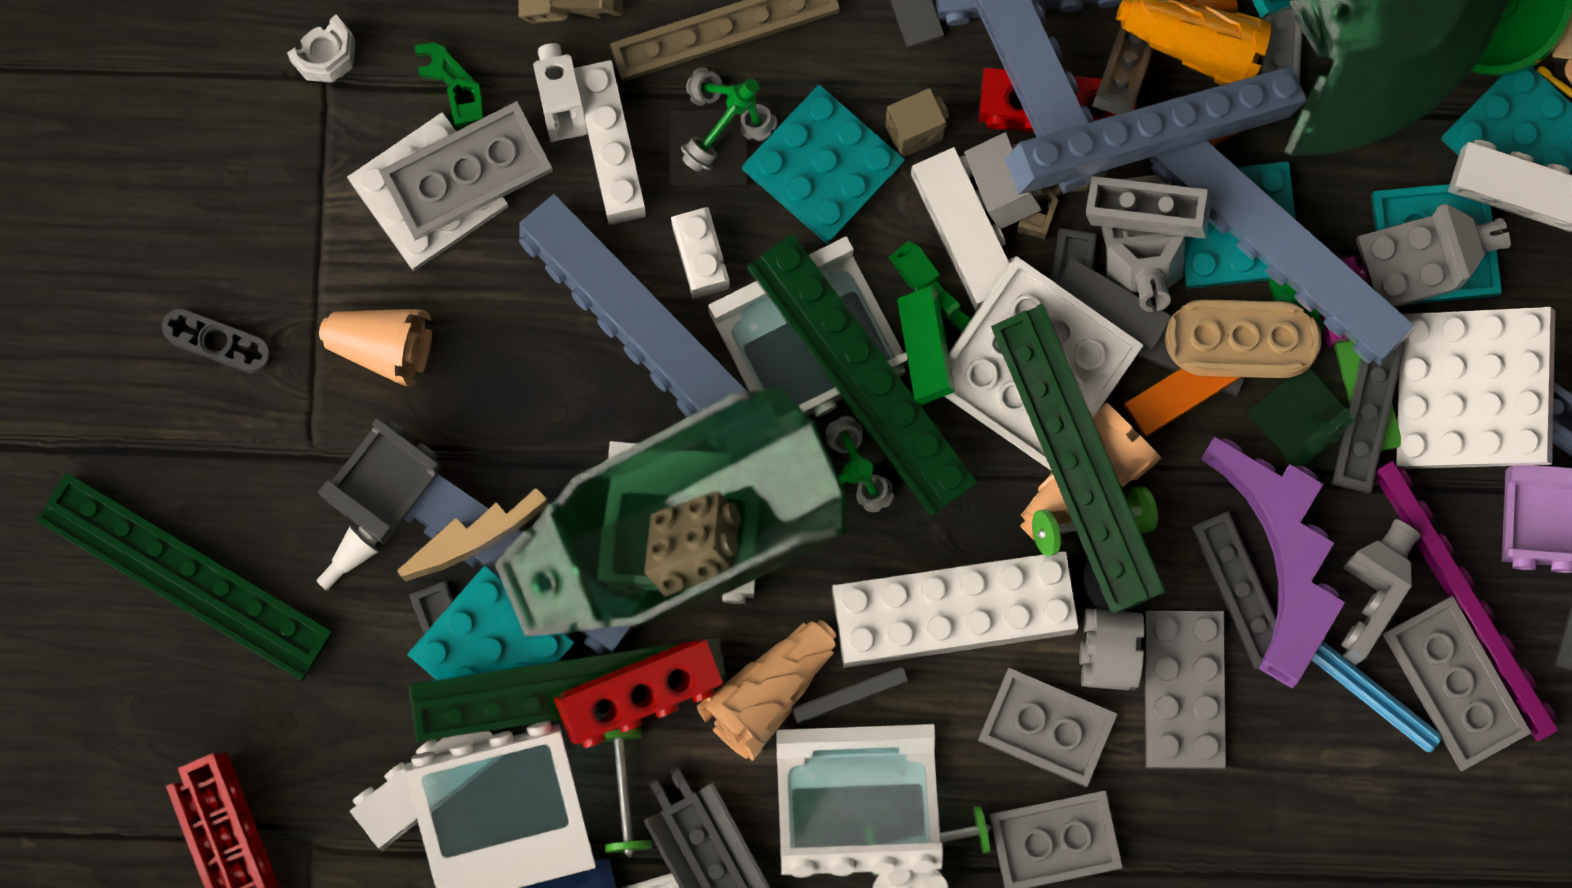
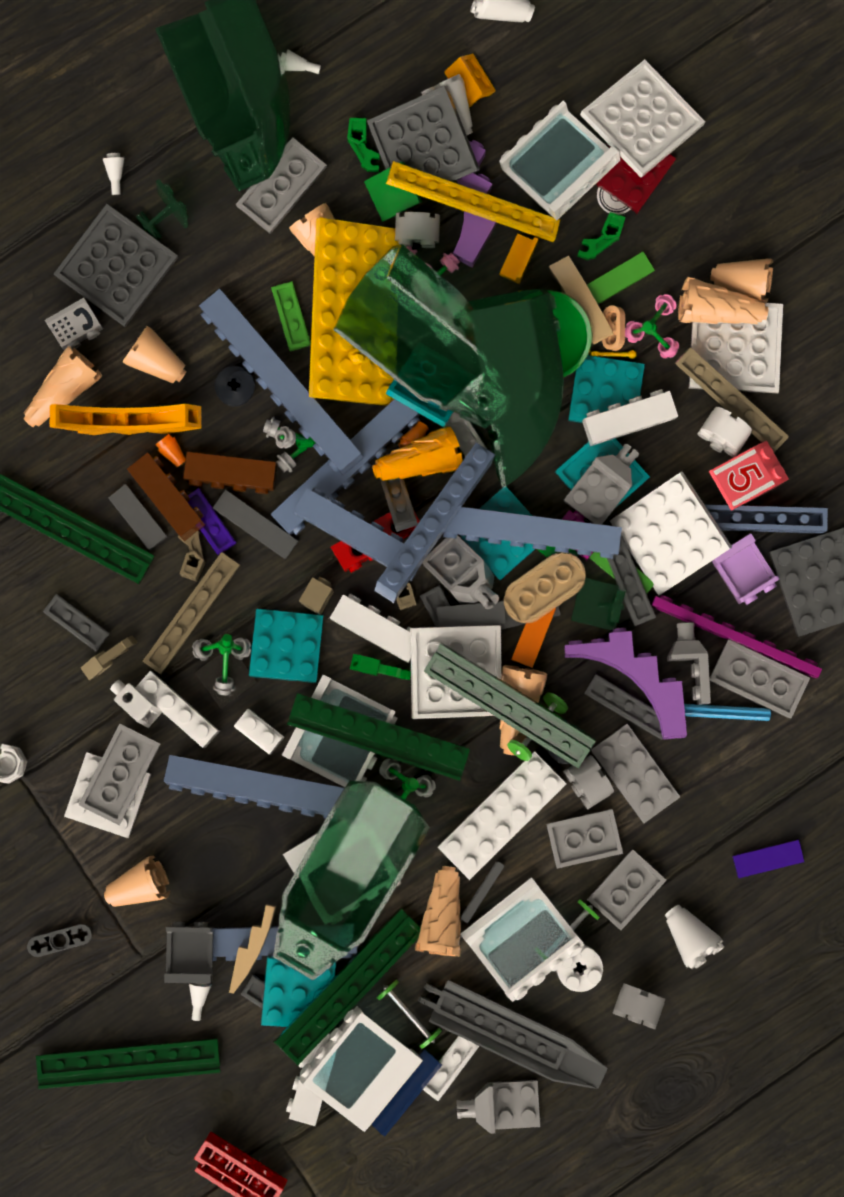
camera: 30 degrees left, 5 degrees up
(447, 69) = (73, 729): green piece -> none
(692, 542) = (359, 880): dark tan brick -> none
(697, 682) = (371, 969): red brick -> none
(925, 345) = (398, 700): green tile -> none
(996, 182) = (364, 591): light grey brick -> none
(1148, 207) = (457, 560): light grey brick -> none

